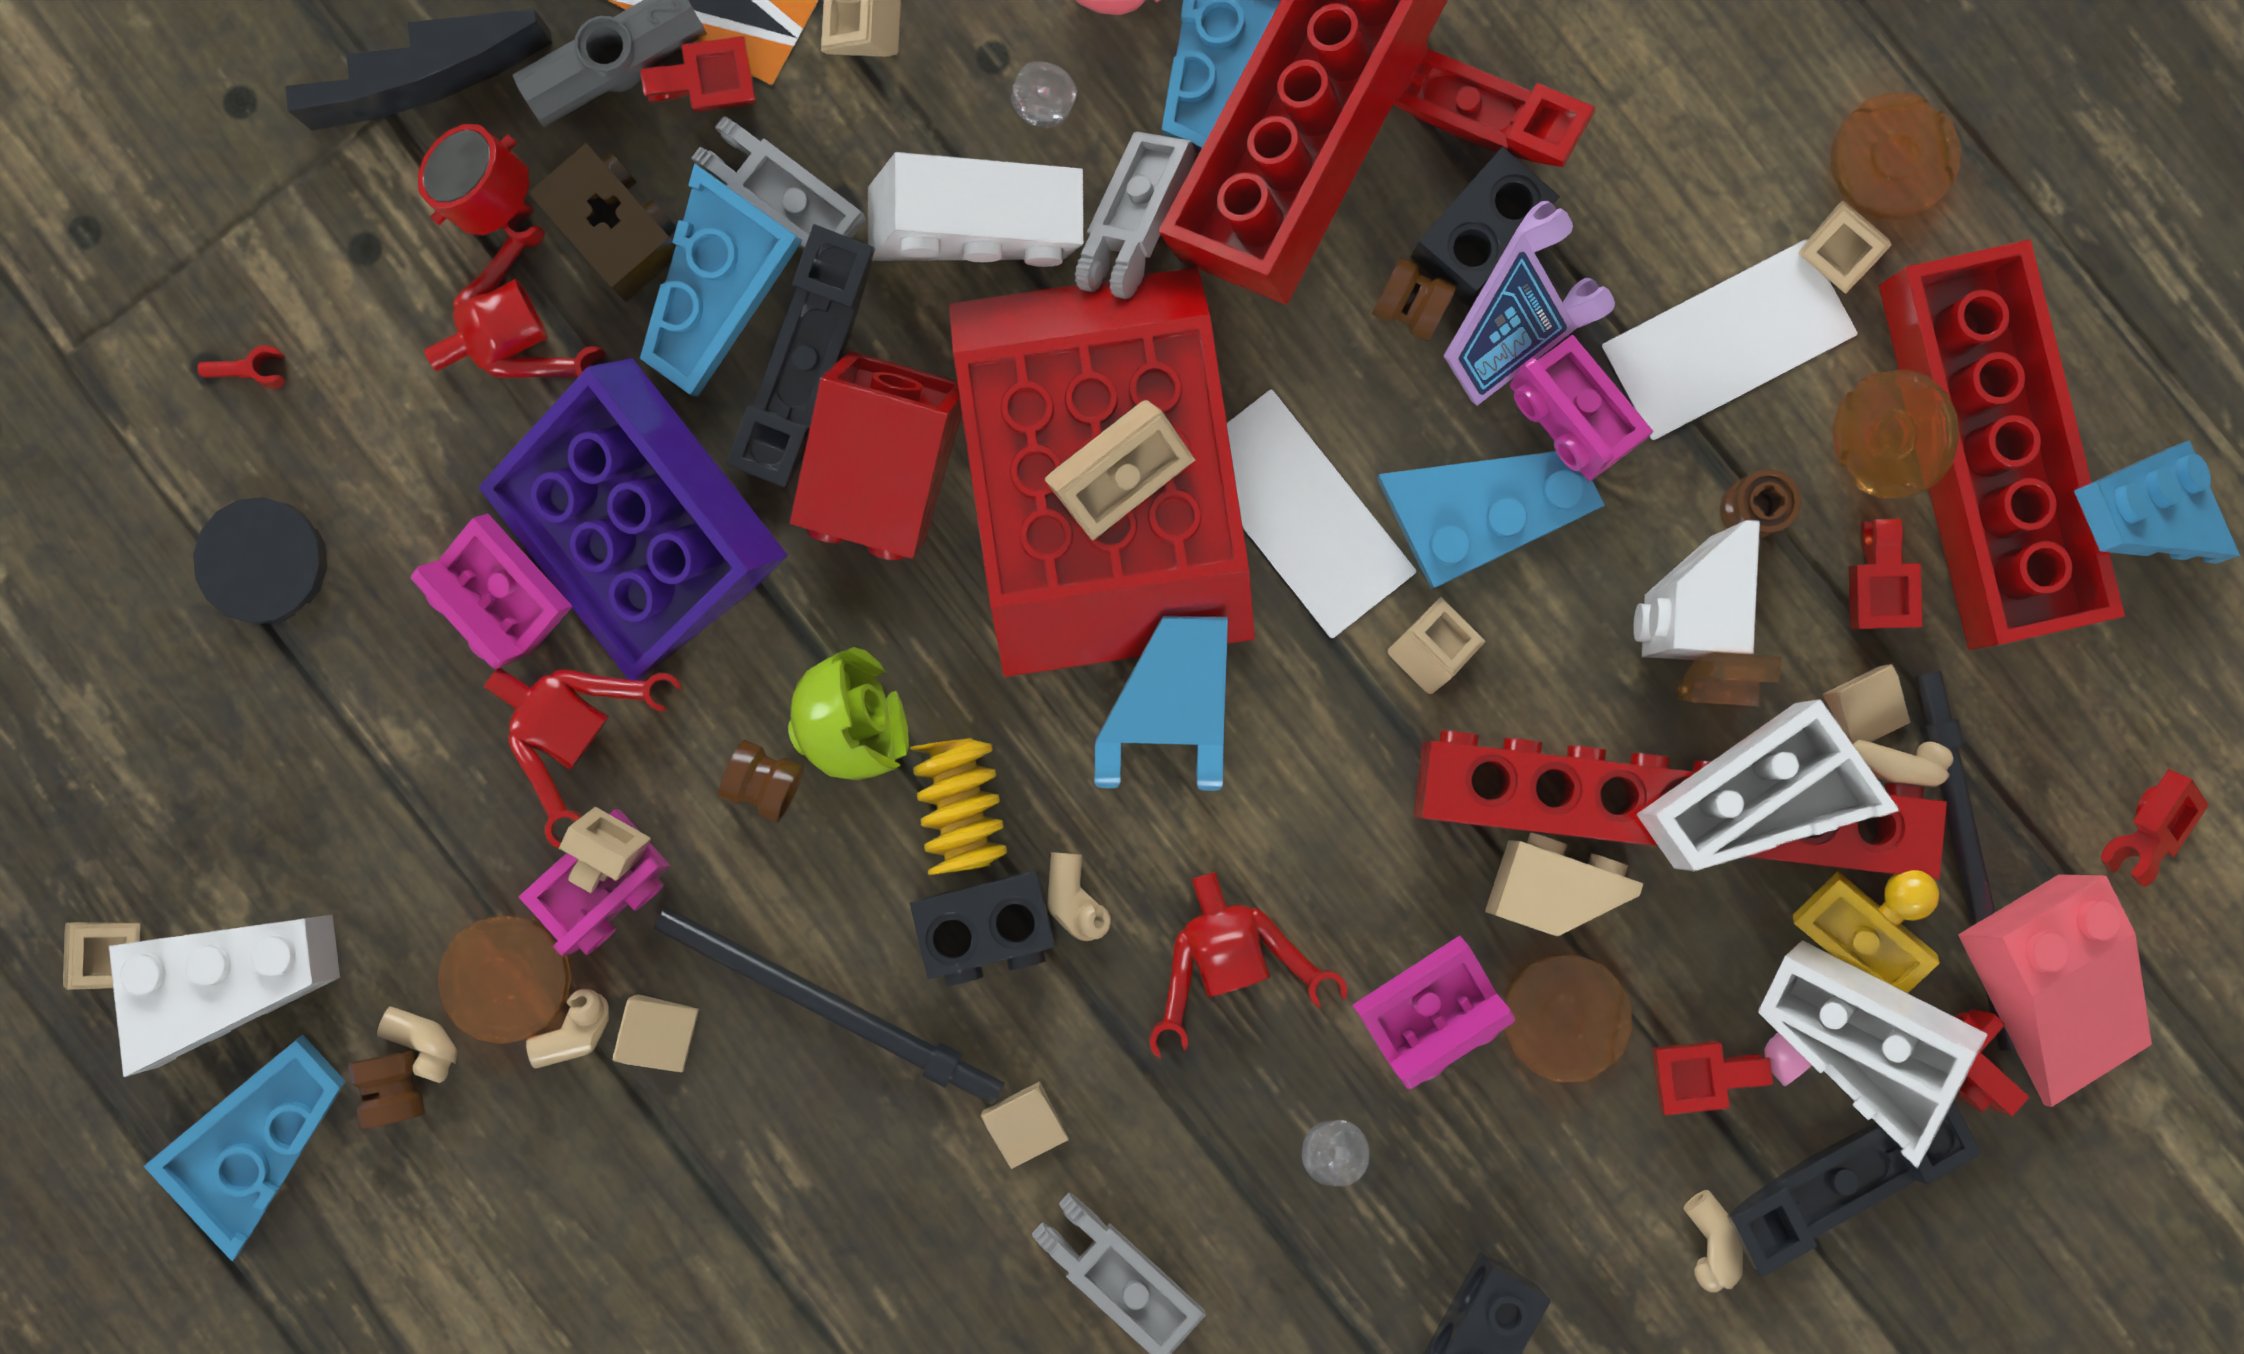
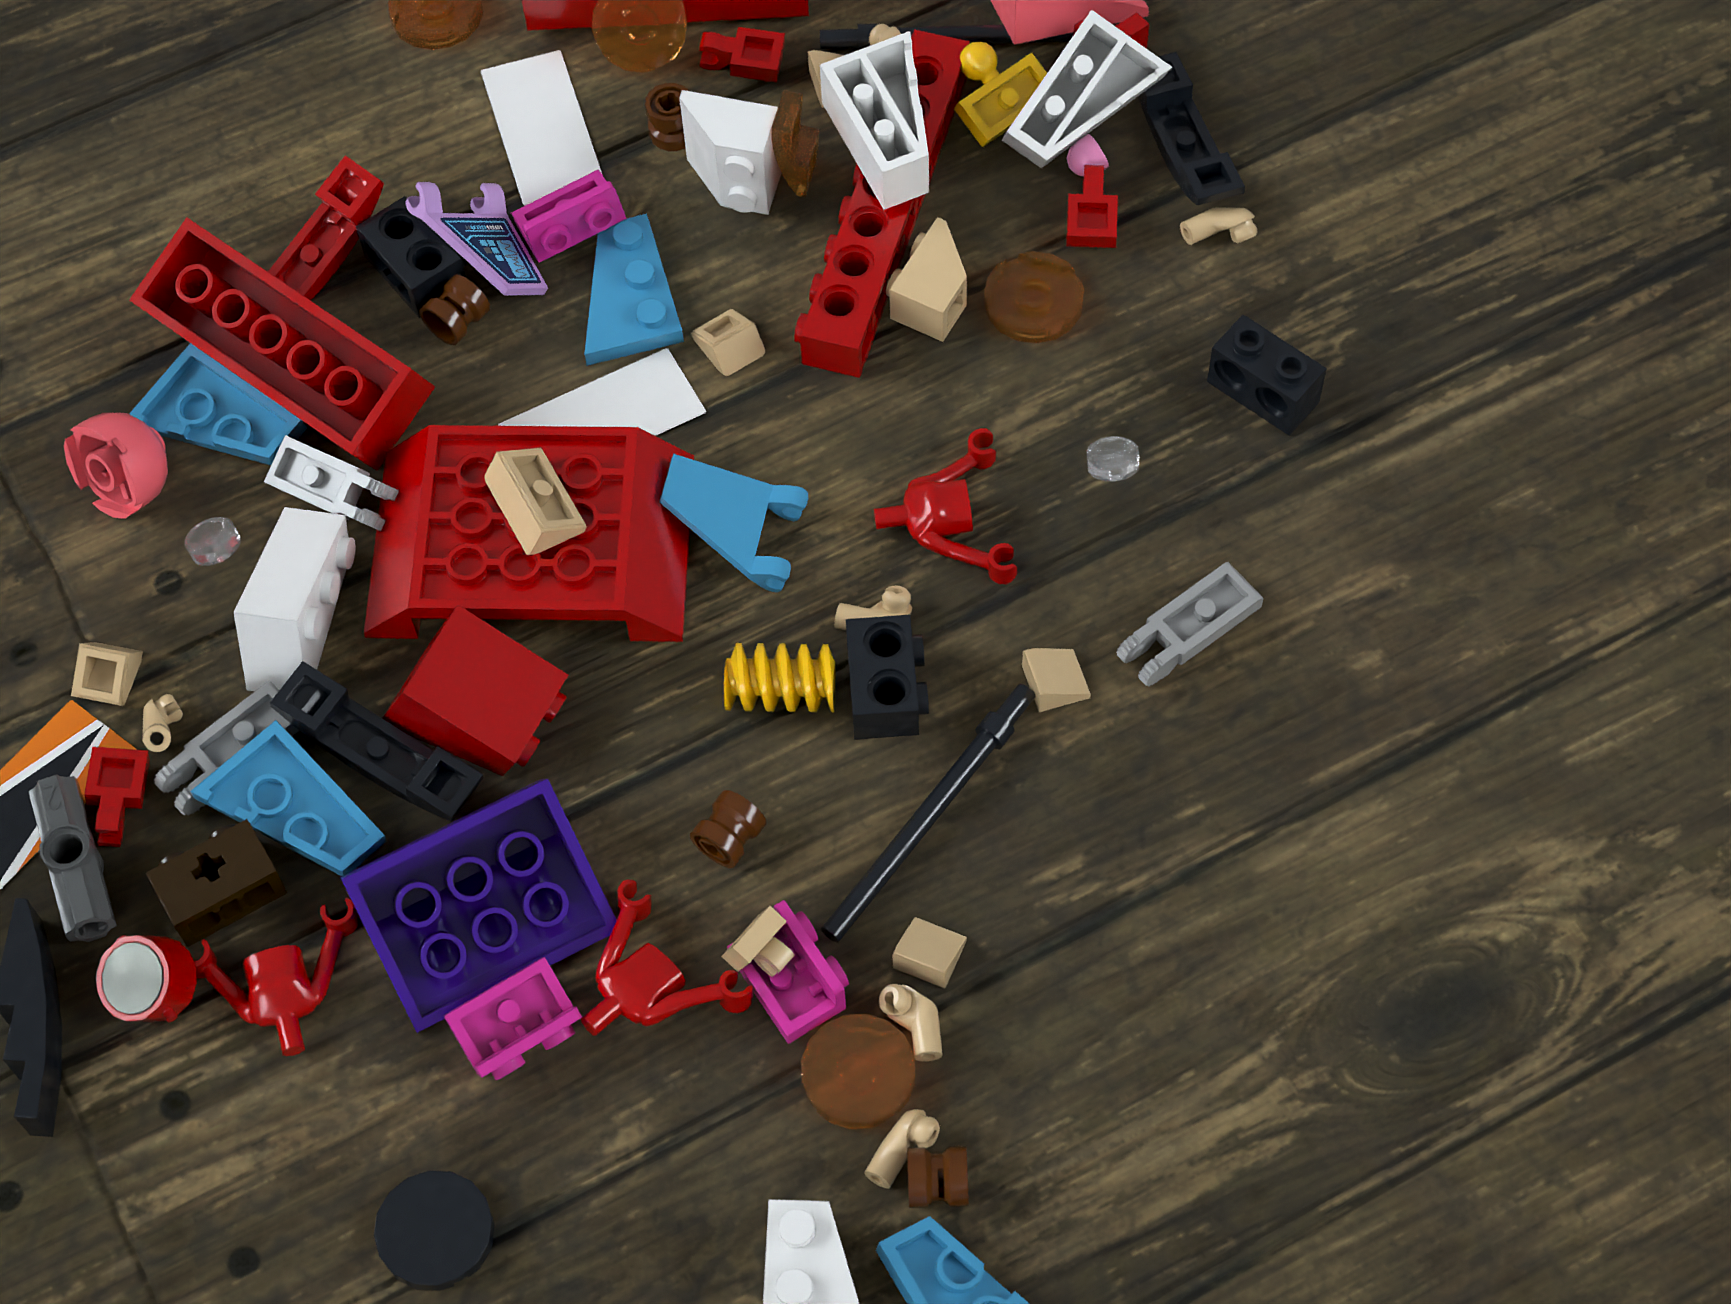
camera: 75 degrees left, 25 degrees down
(246, 367) = (256, 1210): red hand -> none
(791, 102) = (156, 719): none -> tan arm
(846, 719) = (689, 750): lime cylinder -> none
(1434, 1013) = (1014, 374): dark pink bracket -> none
(1845, 247) = (492, 44): tan slope -> none

